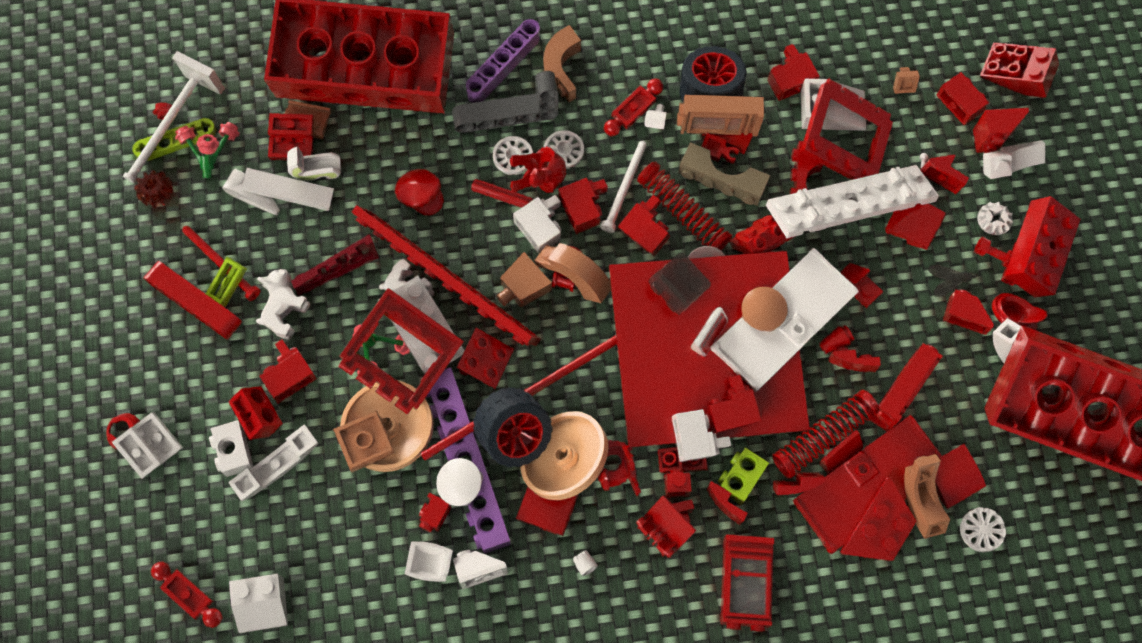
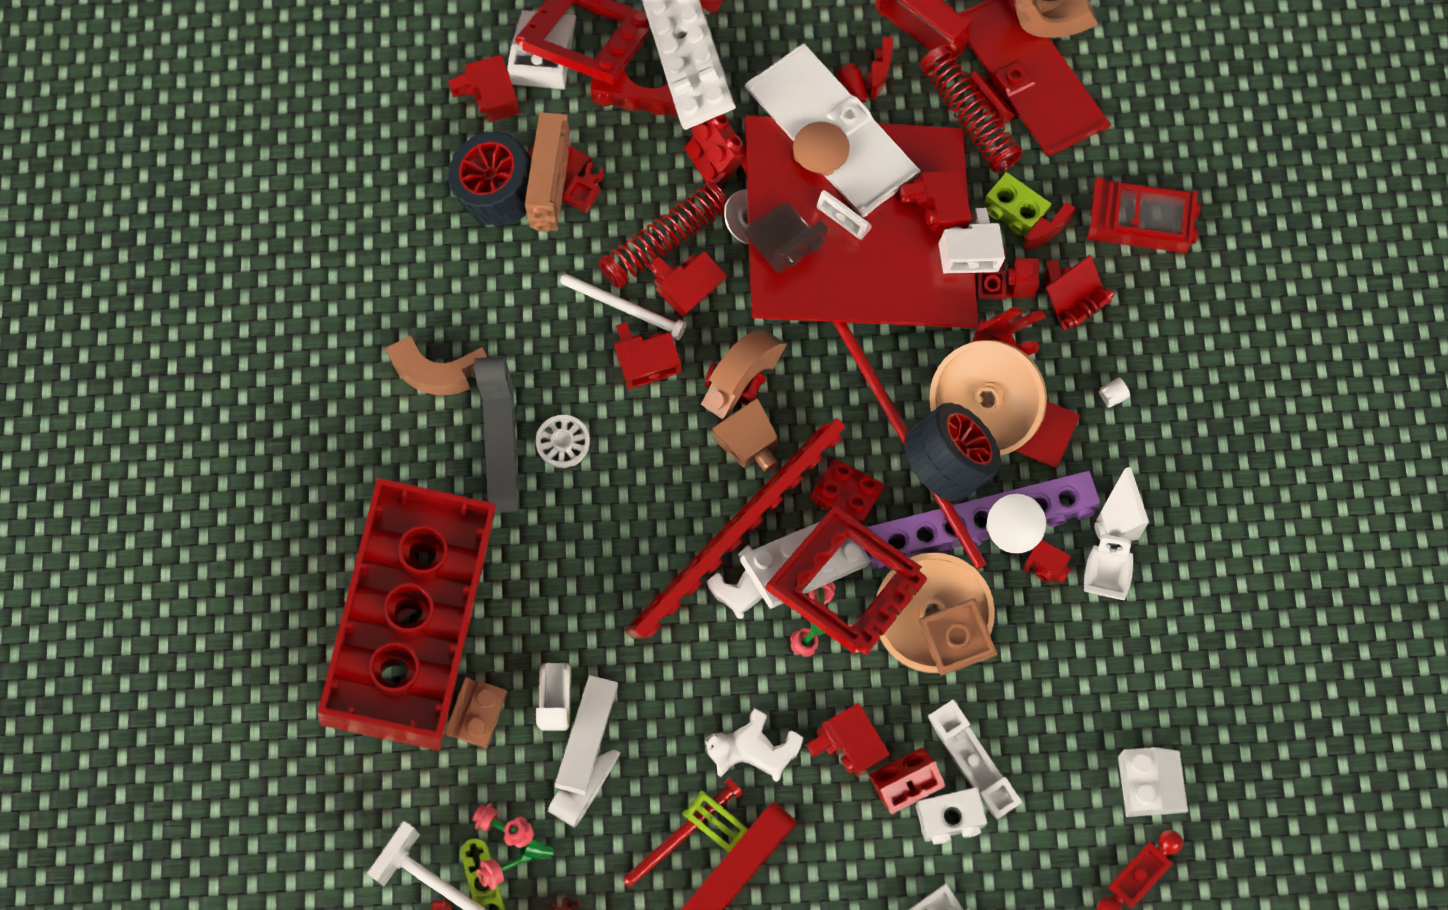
camera: 80 degrees left, 0 degrees up
(288, 132) = (505, 730): red slope -> none
(337, 265) = (701, 664): dark red wing -> none
(420, 191) = (603, 562): red piece -> none
(500, 193) = (619, 457): red axle -> none
(505, 52) = (416, 430): medium lavender beam -> none
(536, 222) = (669, 414): white hinge -> none
(538, 172) = (598, 409): red piece -> none
(565, 147) = (561, 376): white wheel -> none
(633, 107) = (512, 283): red plate -> none
(656, 118) = (534, 256): white piece -> none
(746, 186) = (605, 212): dark tan arch -> none
(804, 482) = (1029, 139): red slope -> none
(867, 288) = (777, 47): red slope -> none
(881, 526) = (1081, 66): red wing -> none

